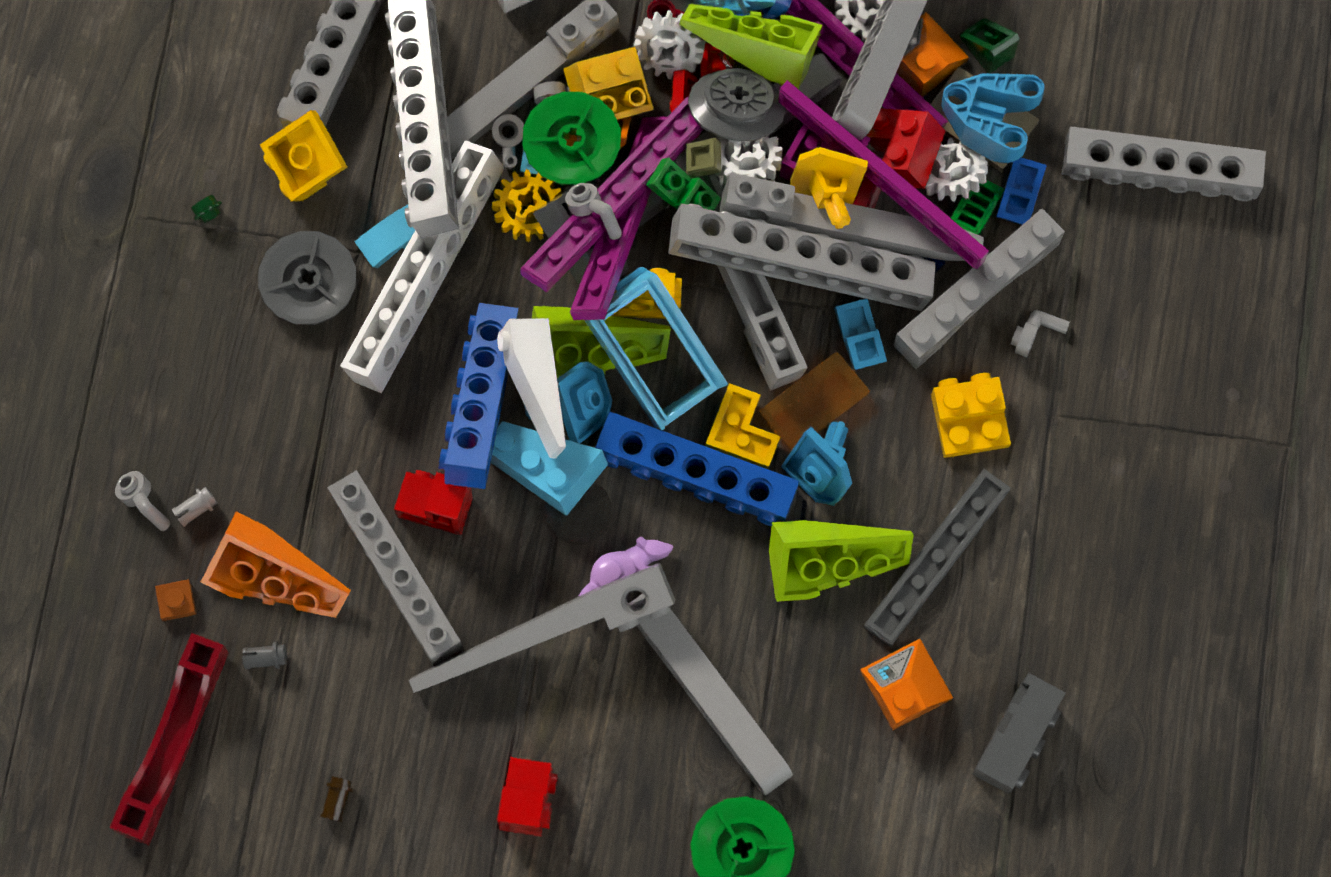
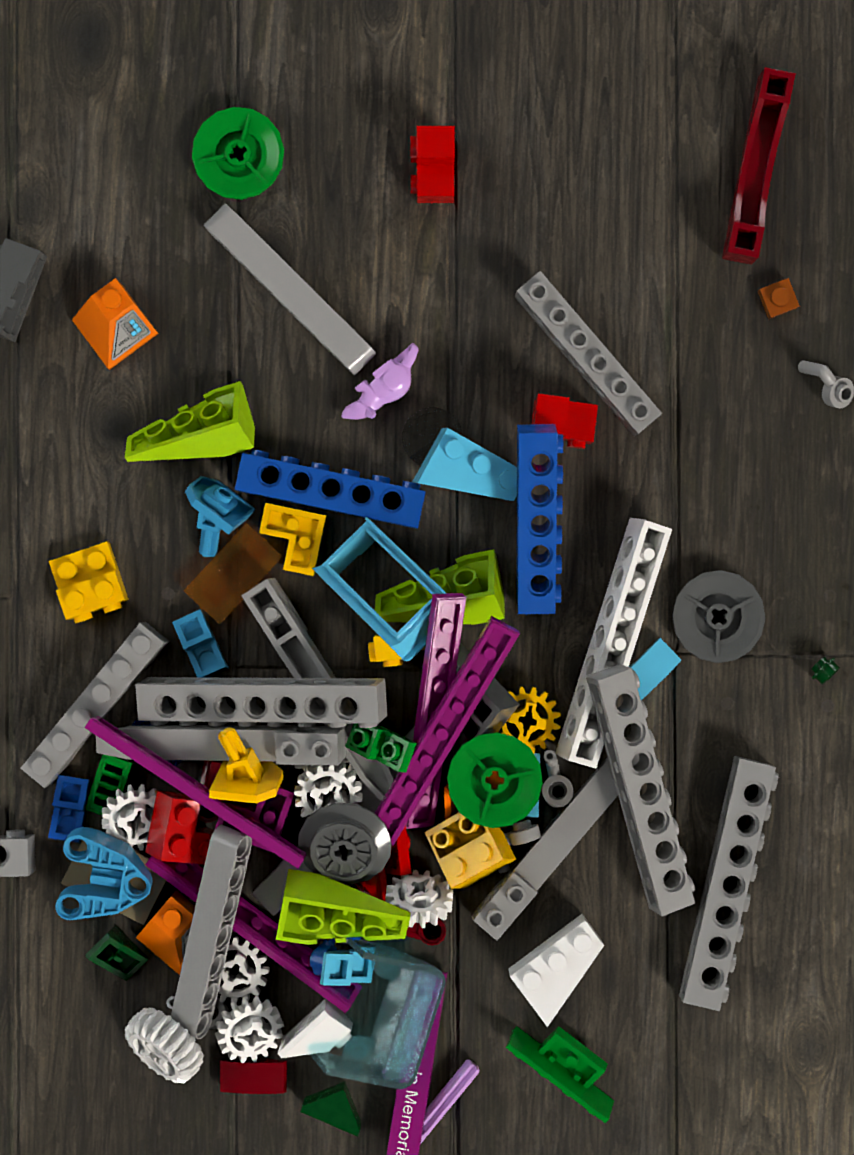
camera: 170 degrees right, 15 degrees up
(196, 505) = (772, 391): light grey pin -> none
(265, 656) = (688, 259): dark grey pin -> none
(266, 567) = (708, 341): orange wedge -> none
(303, 157) = (745, 730): yellow plate -> none
(336, 799) = (601, 142): dark brown pin -> none
(532, 368) = (493, 546): white wedge -> none
(583, 400) = (447, 534): dark azure piece -> none
(585, 199) = (464, 710): light grey plate -> none
(602, 602) = (412, 333): light grey piece -> none
(703, 158) = (367, 782): olive tile -> none
(937, 557) = (102, 446): dark grey tile -> none
(1025, 337) = (46, 664): light grey plate -> none

